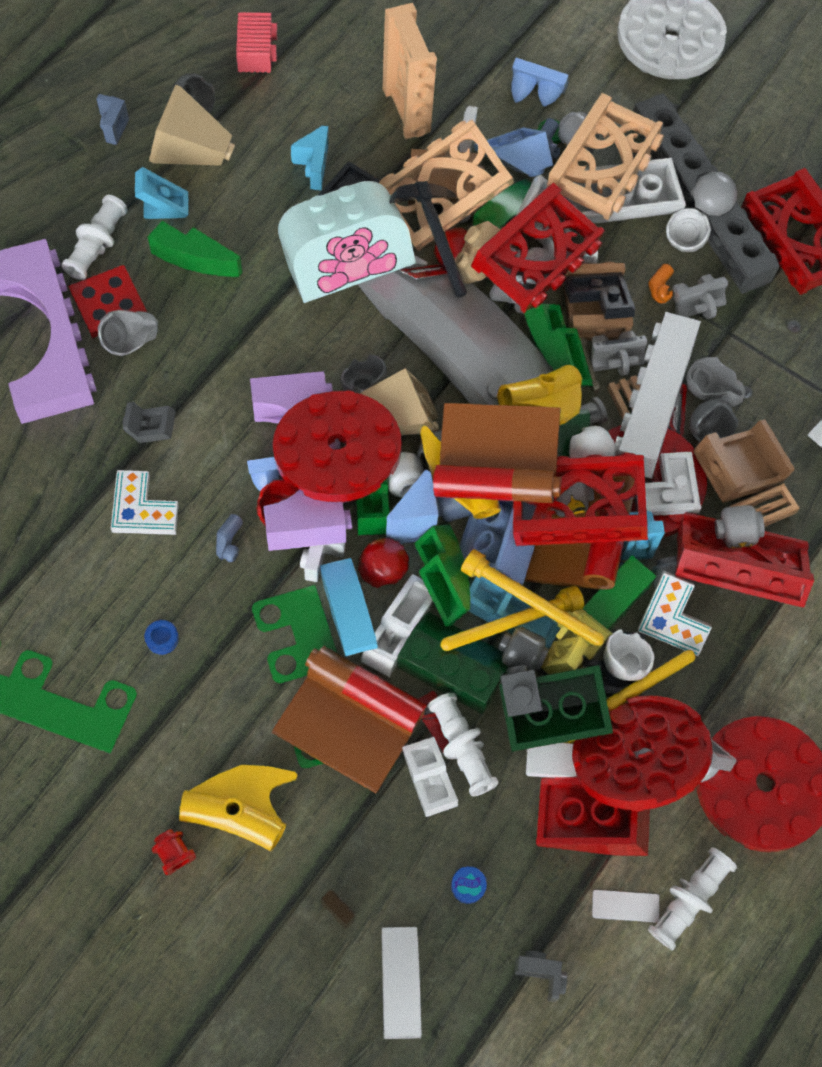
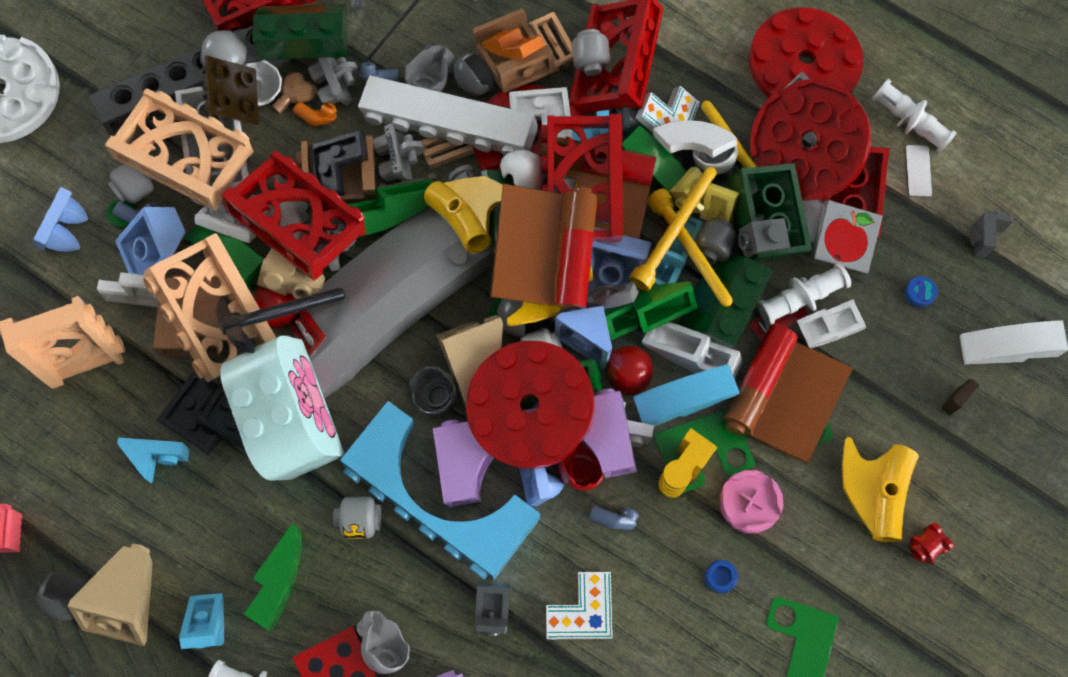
camera: 90 degrees left, 5 degrees up
(236, 673) = (751, 501): none -> bright pink tile
(244, 313) = (357, 517): none -> light grey head
(280, 605) = (678, 473): none -> yellow legs
(293, 332) = (482, 542): none -> medium azure arch
(455, 531) = (611, 296): none -> light grey tile
(531, 797) = (846, 236): none -> tile
(643, 629) = (694, 136): none -> white tile
(670, 198) = (230, 91): none -> dark brown hinge
(685, 267) = (294, 90): none -> medium nougat rock
(707, 336) = (368, 68): none -> sand blue arm
(745, 256) = (300, 31): none -> dark green slope
(746, 453) = (512, 44): none -> orange slope

